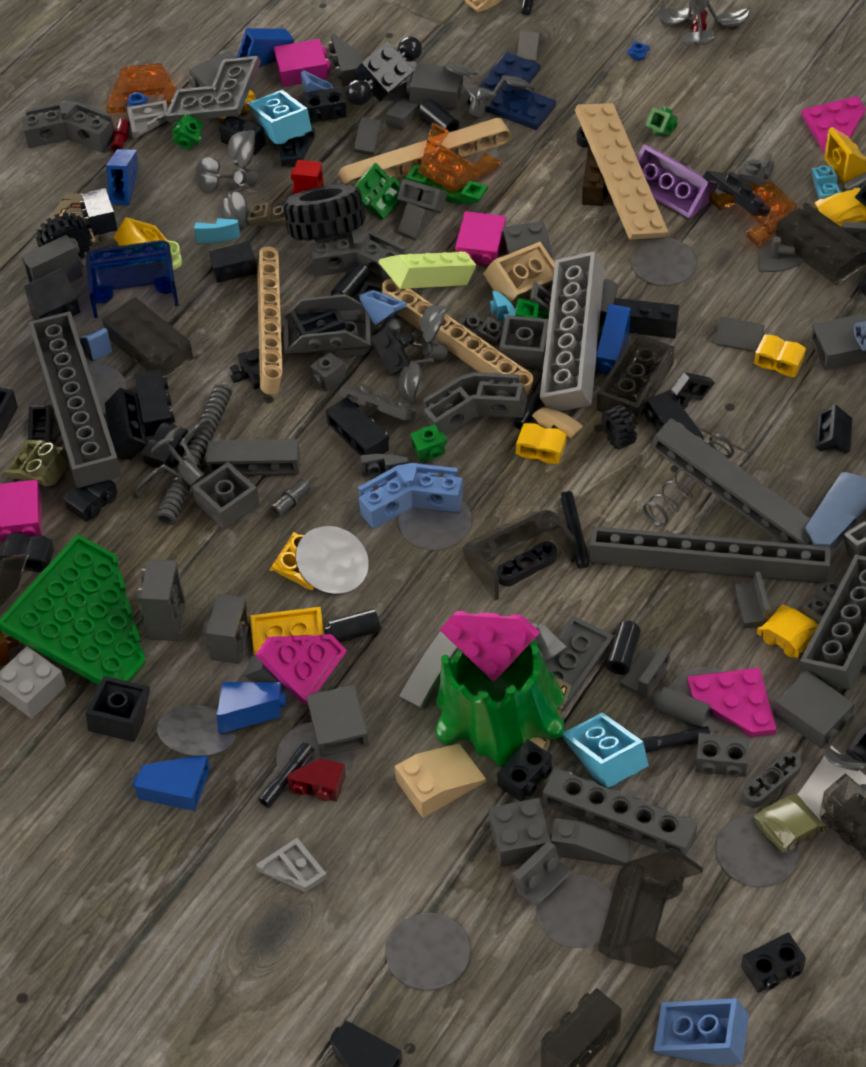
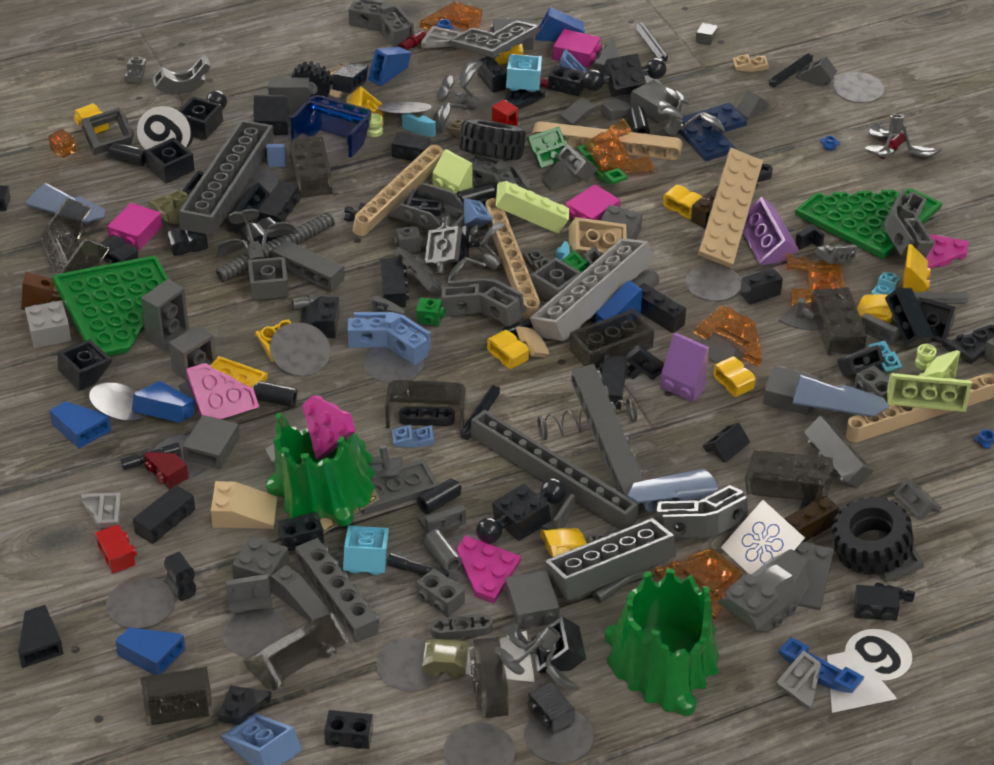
camera: 30 degrees right, 10 degrees down
(185, 218) = (404, 107): none -> flat silver sticker
(187, 132) = (456, 56): green brick -> none
(311, 272) = (452, 172): none -> yellowish green slope
(318, 507) = (323, 314): none -> black slope
(351, 906) = (116, 548): none -> red brick
(366, 834) = (164, 514): none -> black brick
(367, 19) = (651, 41): none -> axle
(377, 360) = (443, 245): none -> dark grey plate
(457, 898) = (180, 576): none -> black brick
(493, 1000) = (150, 648): none -> blue slope
(535, 595) = (407, 437): none -> medium blue slope
(561, 186) = (680, 200): none -> yellow brick
(619, 427) = (568, 361): black tyre -> none
(641, 1001) = (241, 703): none -> black wing
(662, 121) = (796, 191): green brick -> none
(716, 161) = (808, 236): none -> black bracket
(718, 242) = (761, 286): none -> black brick
(721, 619) = (521, 511): none -> black brick
(740, 301) = (735, 327): none -> clear orange wing
(740, 372) = (685, 368): none -> medium lavender slope
(743, 193) = (804, 257): black wing -> none
(748, 116) = (860, 216): none -> green plate
(800, 108) = (904, 225): none -> dark grey brick

